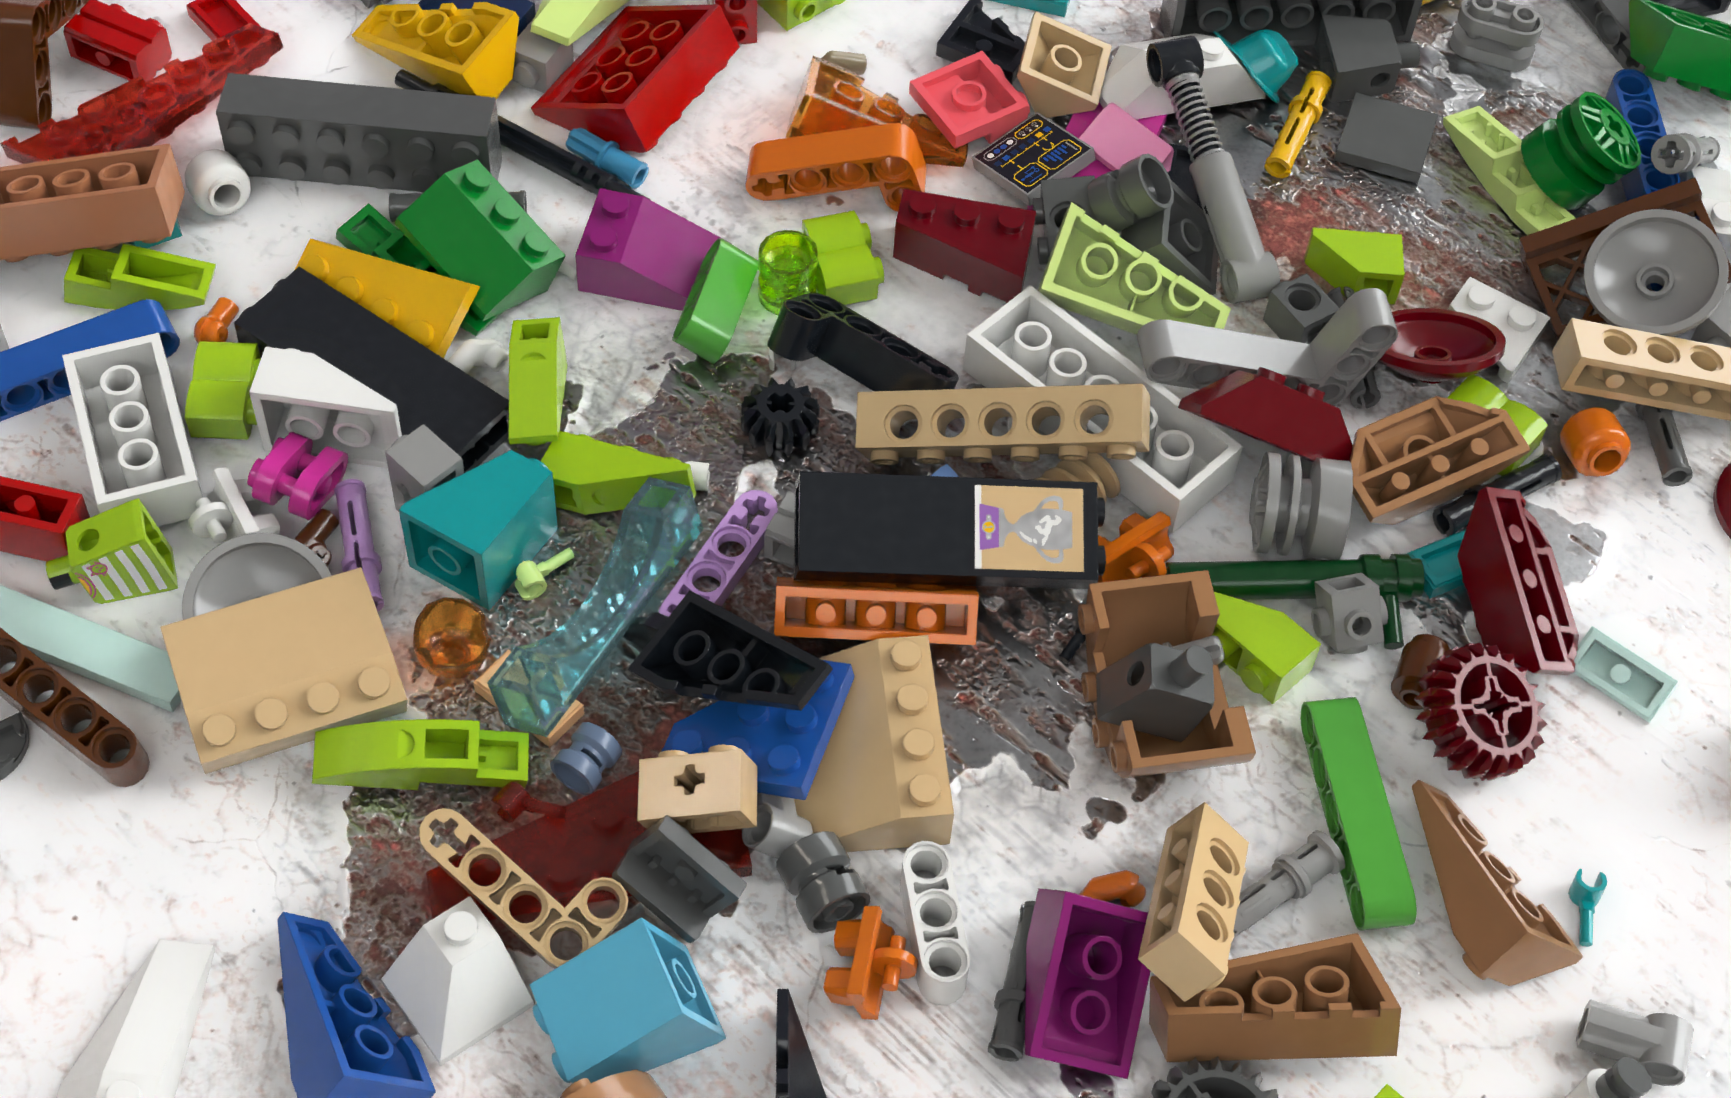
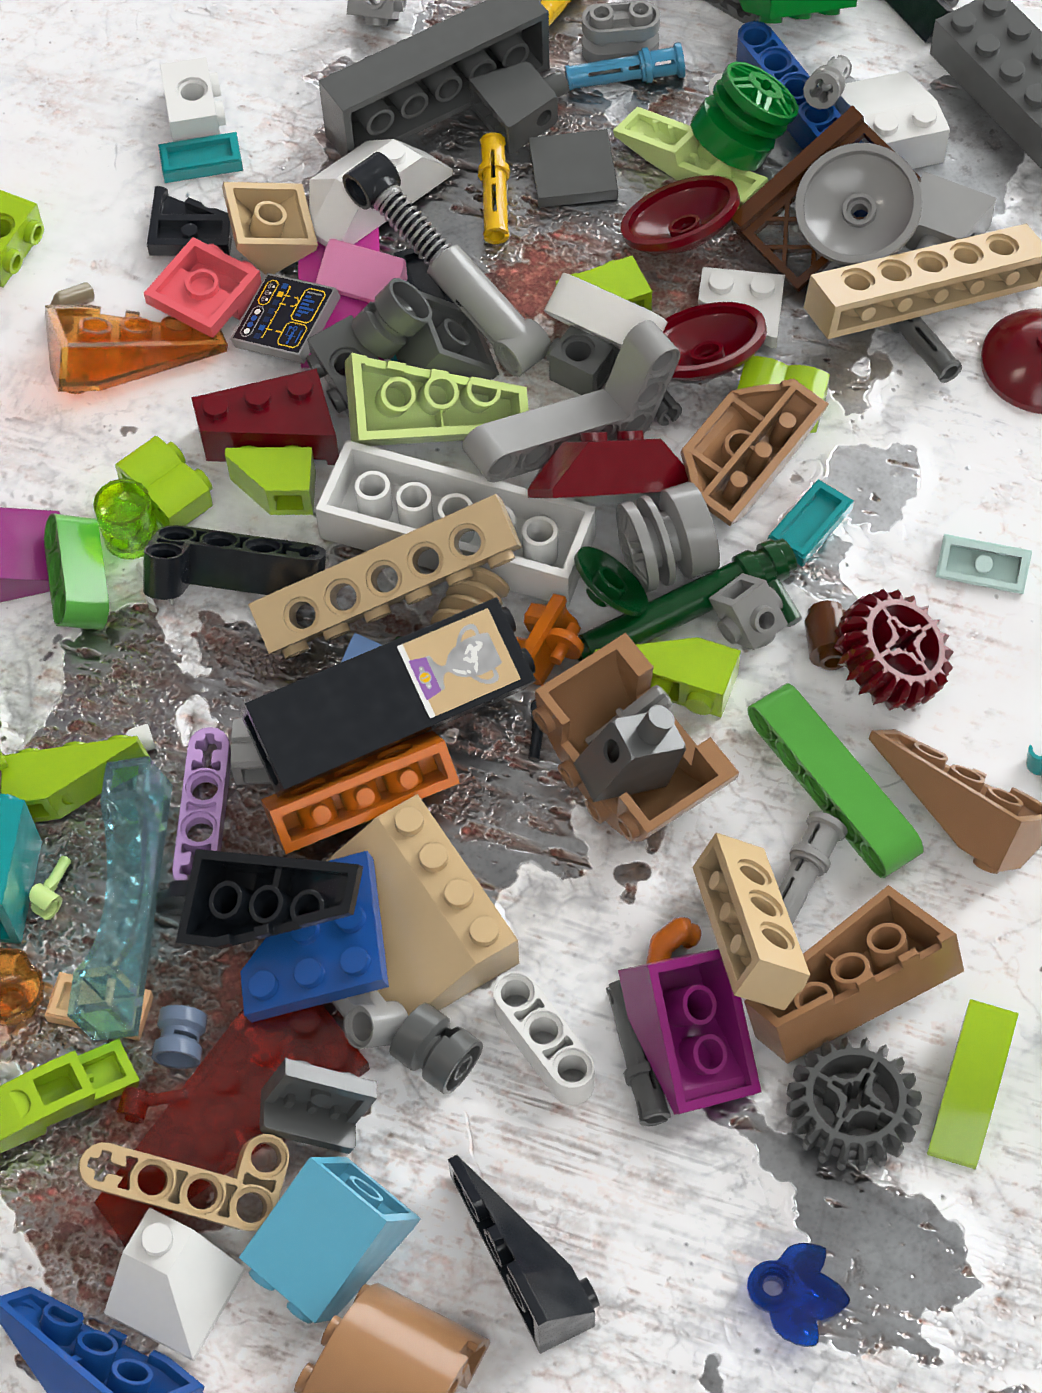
camera: 20 degrees left, 5 degrees up
(719, 804) = (323, 1024): tan brick -> none
(780, 417) = (187, 653): black gear -> none
(838, 162) = (117, 397): orange beam -> none
(876, 963) = (500, 1080): orange hips -> none
(948, 295) = (275, 477): none -> lime slope
(1221, 523) = (610, 582): none -> dark green dish
(1266, 58) = (440, 139): teal piece -> none
(1337, 265) = (597, 310): none -> white beam
(1434, 55) = (645, 59): none -> dark azure pin
(1470, 219) = (680, 215): none -> dark red dish
(1517, 585) = (871, 528): dark red wedge -> none
(1525, 479) = (808, 462): black pin -> none
(1595, 442) = (872, 371): orange head -> none

